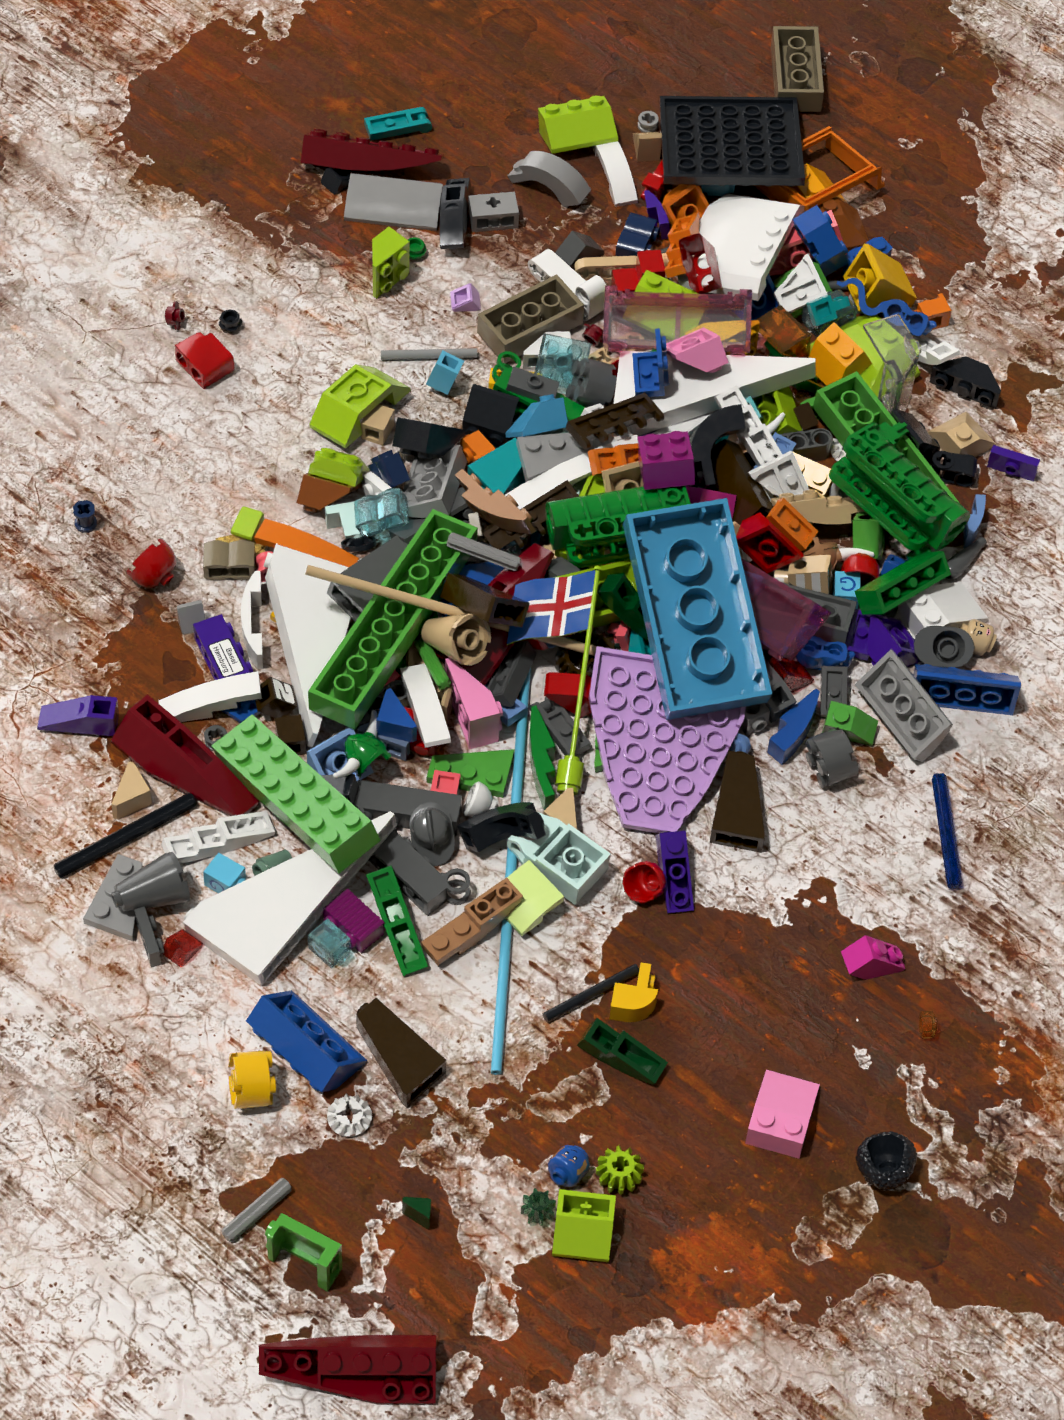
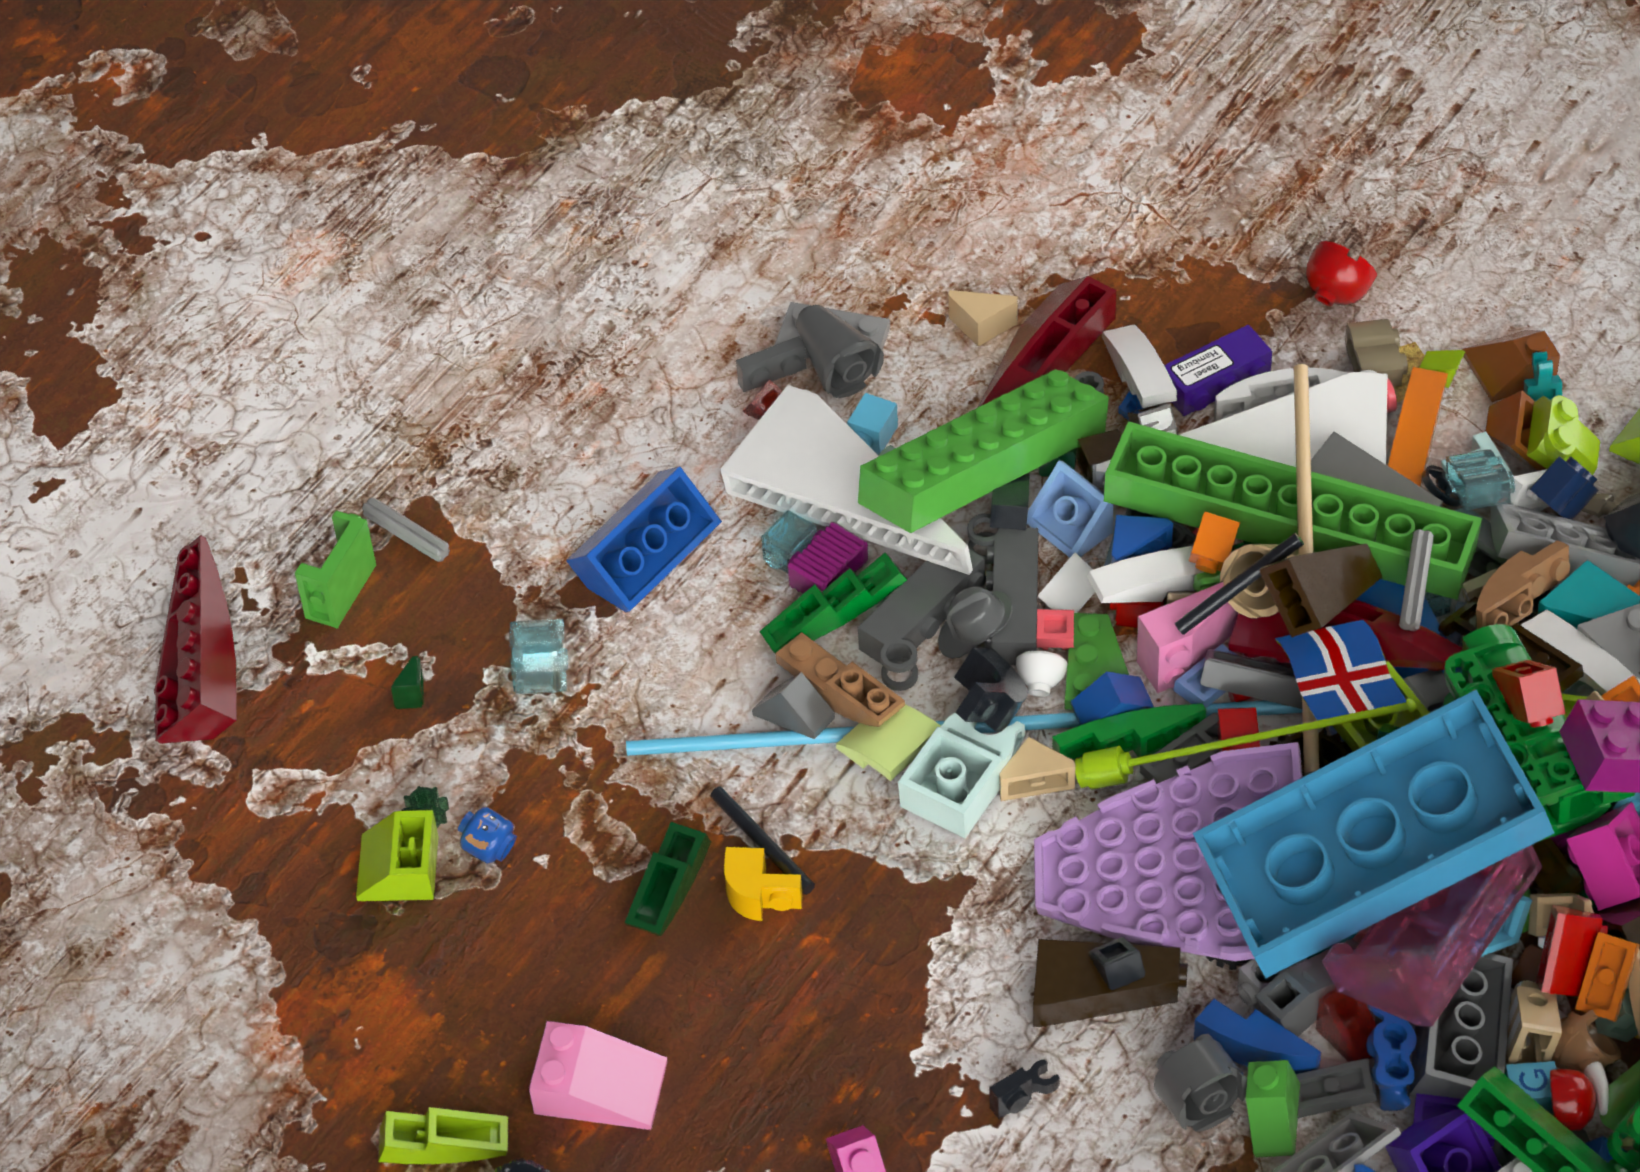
camera: 90 degrees right, 5 degrees down
(81, 715) = (1083, 246): dark purple slope -> none
(85, 519) = (1402, 204): dark blue bush -> none
(124, 835) = (922, 324): black axle -> none
(189, 614) = (1273, 330): light grey slope -> none
(224, 836) = (920, 393): white slope -> none
(250, 483) = (1507, 361): none -> dark orange slope
(250, 1080) = (572, 484): yellow brick -> none
(288, 470) = (1543, 382): none -> teal plate
(341, 1124) = (561, 598): white gear -> none
(362, 750) = (1069, 519): green helmet -> none
(400, 1052) = (638, 635): dark brown slope -> none
(402, 774) = (1069, 586): none -> white sticker
(416, 1115) = (538, 656): none -> clear light blue brick
(420, 664) = (1213, 542): none -> orange slope
(477, 645) = (1237, 584): none -> black bar
(483, 957) = (796, 707): none -> dark grey slope
(517, 762) = (1110, 696): none -> blue slope
(617, 493) = (1531, 691): none -> slope
(622, 1160) = (486, 893): lime gear -> none
(644, 881) = (941, 874): red hair -> none
(674, 862) = (974, 911): dark purple slope -> none
(738, 784) = (1118, 963): none -> black slope
(740, 743) = (1204, 971): medium blue plate -> none
(818, 863) = (1016, 1090): none -> black plate
(821, 1213) = (442, 1137): none -> lime slope

